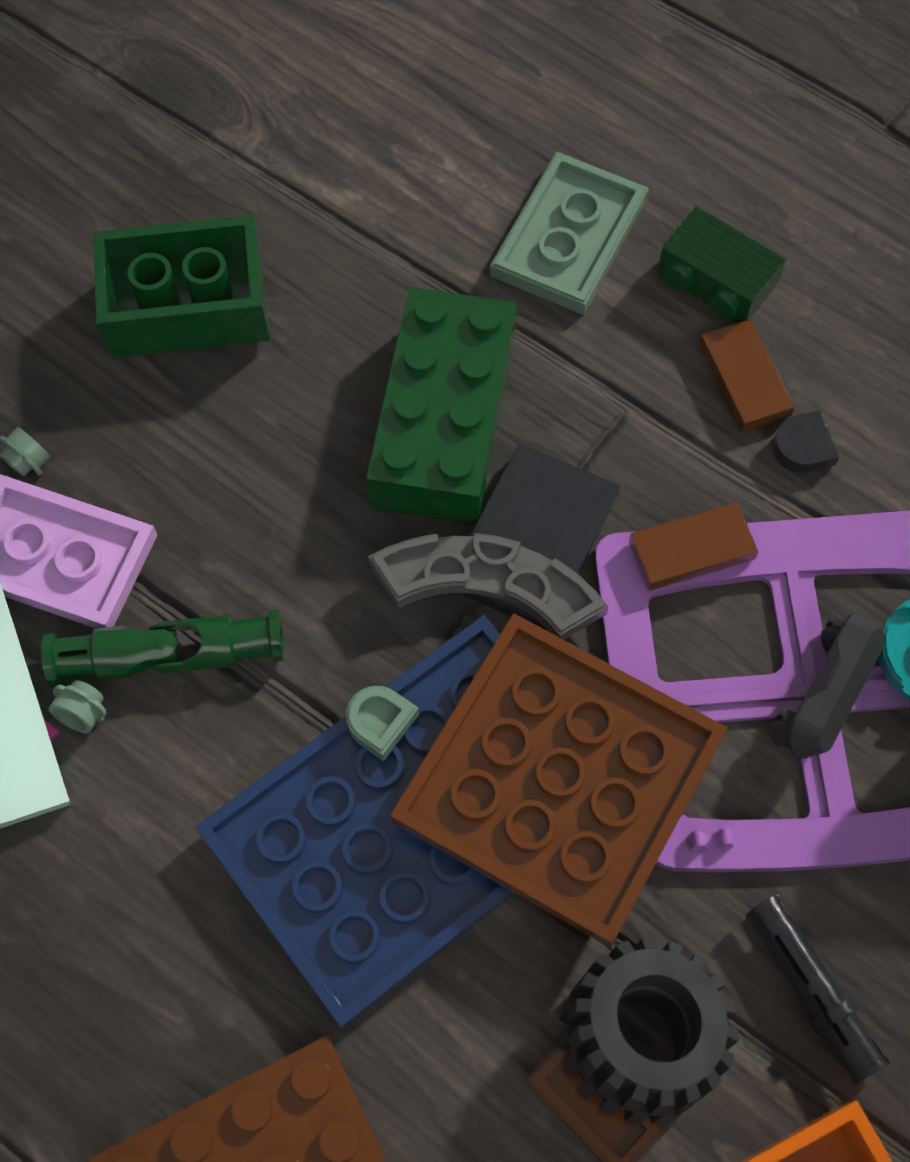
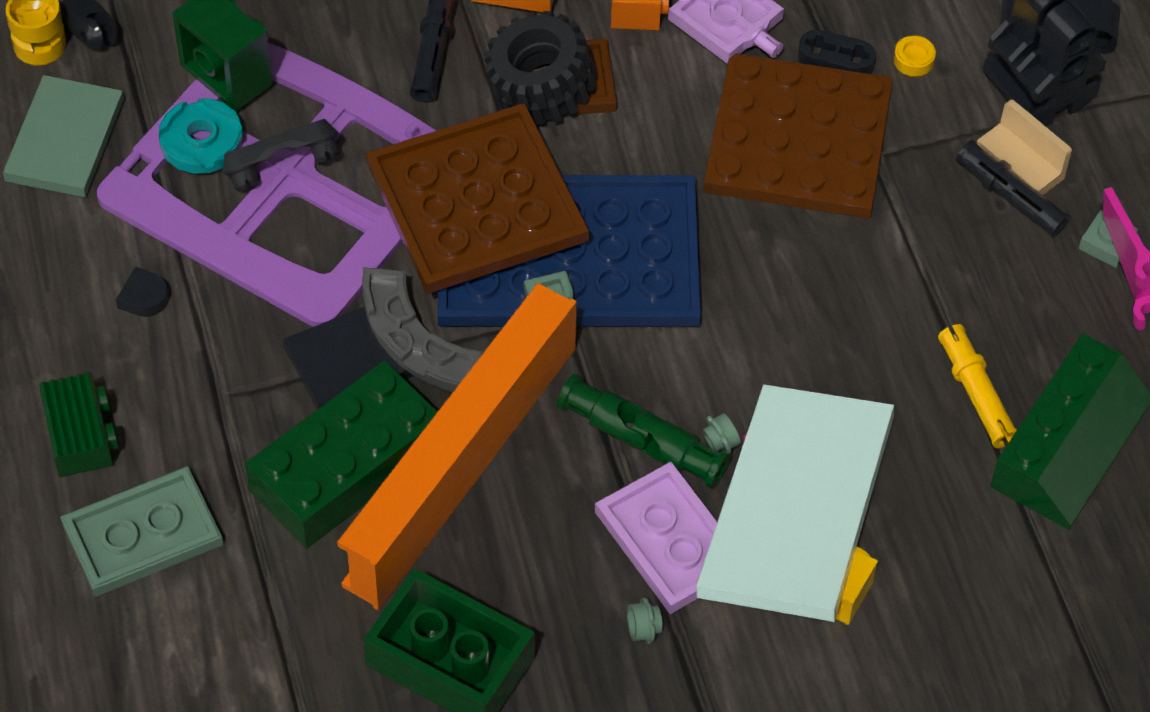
camera: 145 degrees left, 10 degrees down
(329, 480) = (458, 445): none -> orange tile
(693, 546) = (277, 274): reddish brown tile -> none
(746, 375) = (133, 356): reddish brown tile -> none

